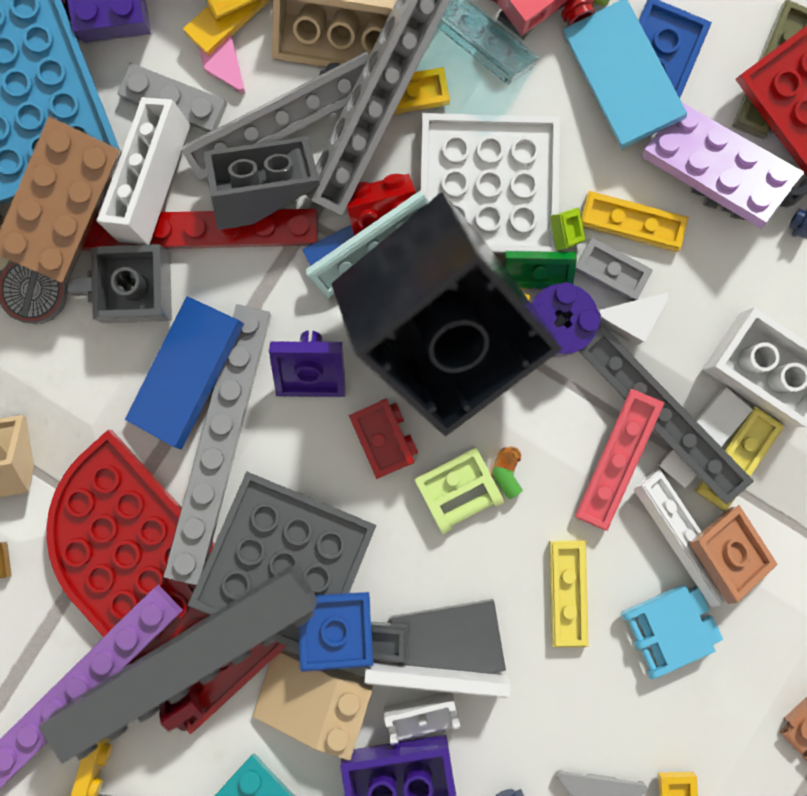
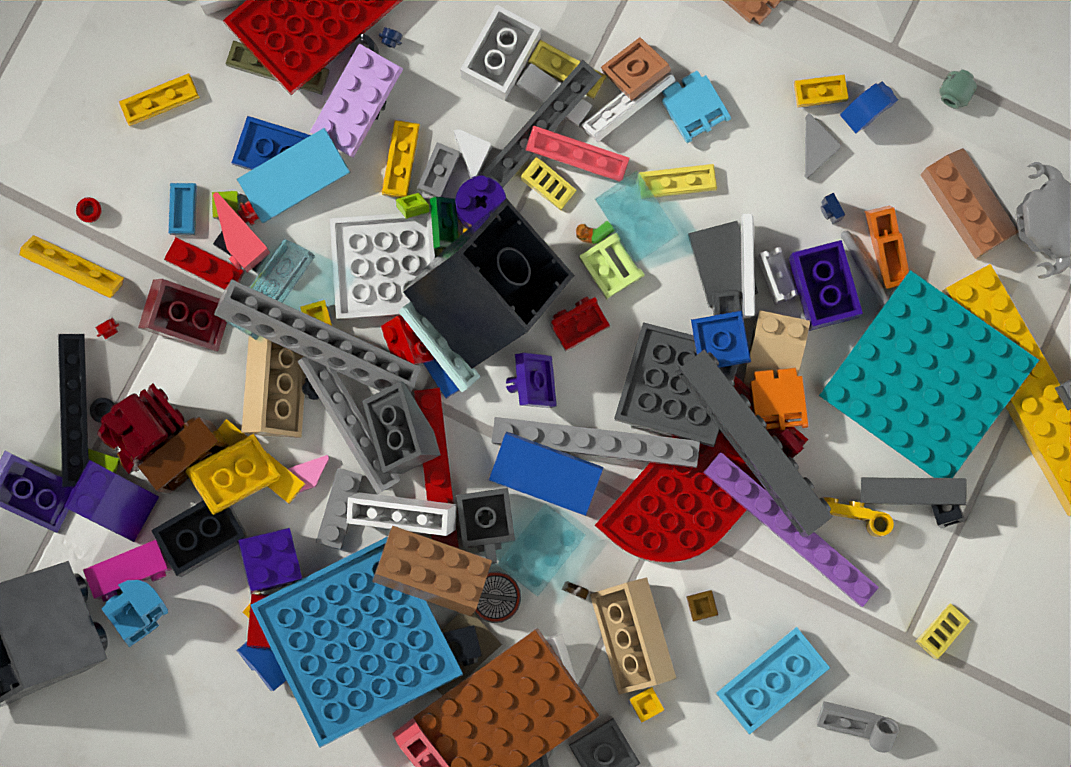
camera: 100 degrees left, 5 degrees down
(25, 396) = (575, 590): none -> dark brown tile
(84, 356) = (541, 550): none -> clear light blue plate
(247, 702) = (779, 398): none -> orange plate
(524, 532) = (637, 216): none -> clear light blue plate
(602, 394) = (546, 170): none -> light yellow slope

